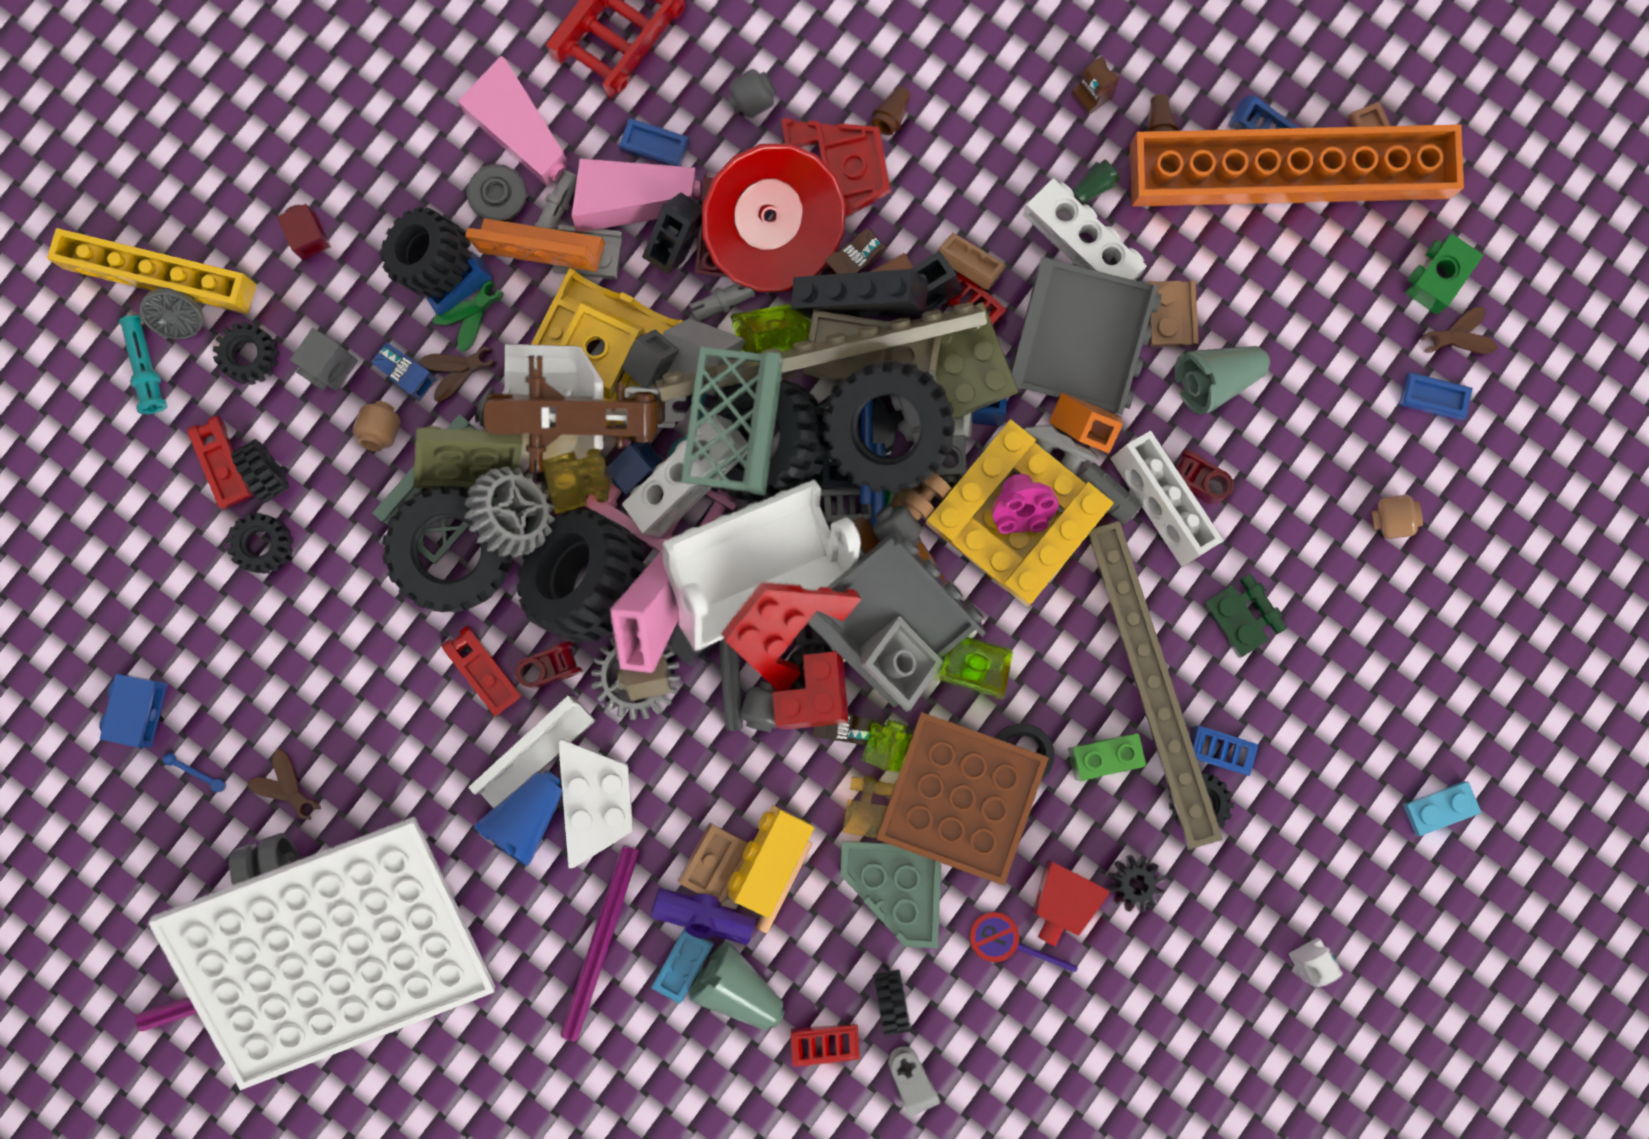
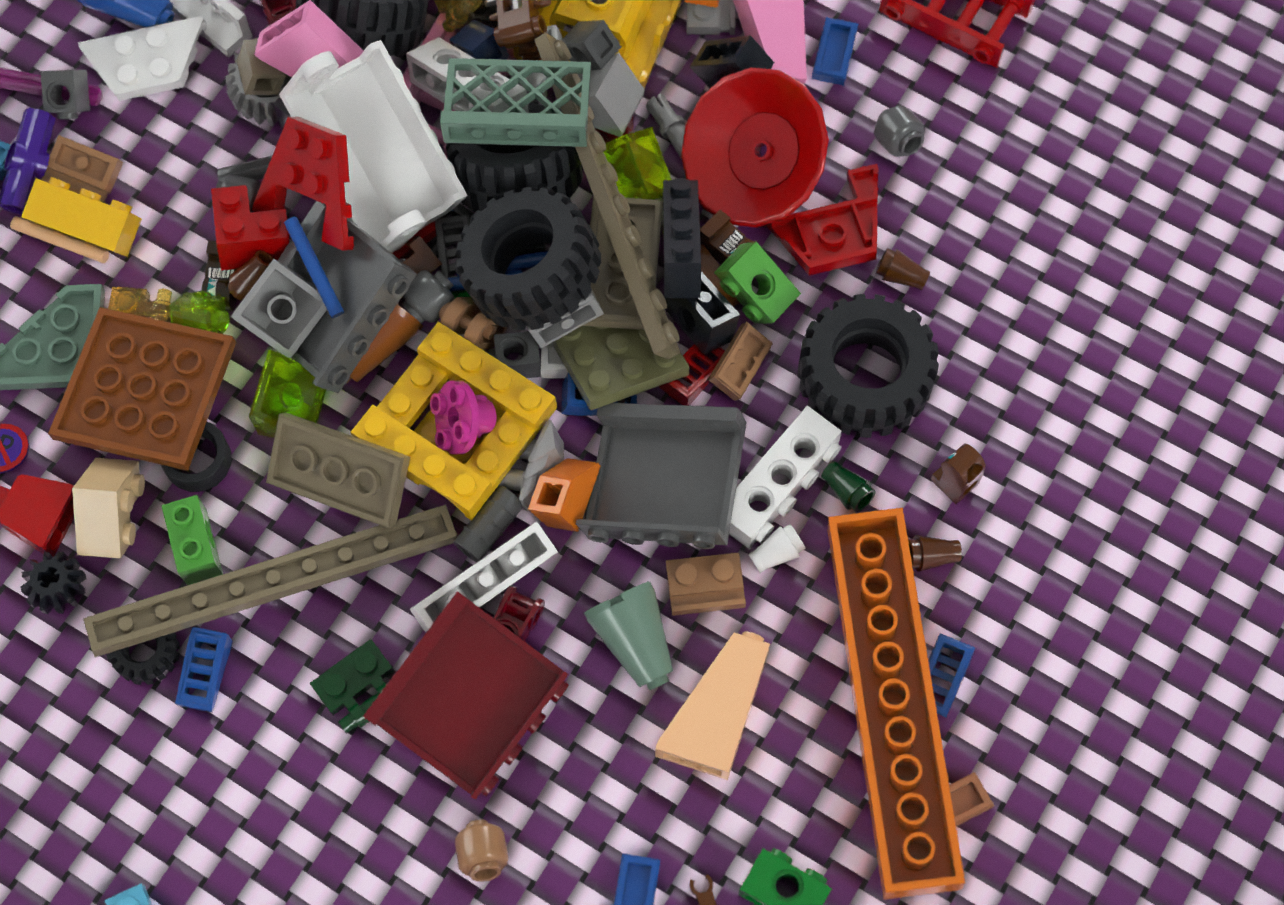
camera: 85 degrees right, 15 degrees down
(621, 875) = (52, 86): none -> dark grey brick
(860, 696) = (247, 275): none -> reddish brown cone
(870, 628) = (313, 266): none -> blue bar
(903, 235) = (774, 289): none -> bright green brick
(997, 109) = (876, 324): none -> black tyre
(1056, 621) = (338, 470): none -> dark tan tile
(1073, 833) = (104, 505): none -> tan brick
(1149, 245) = (777, 549): none -> white cone
(1273, 515) = (468, 696): none -> dark red panel
(1288, 311) = (715, 714): none -> light nougat slope

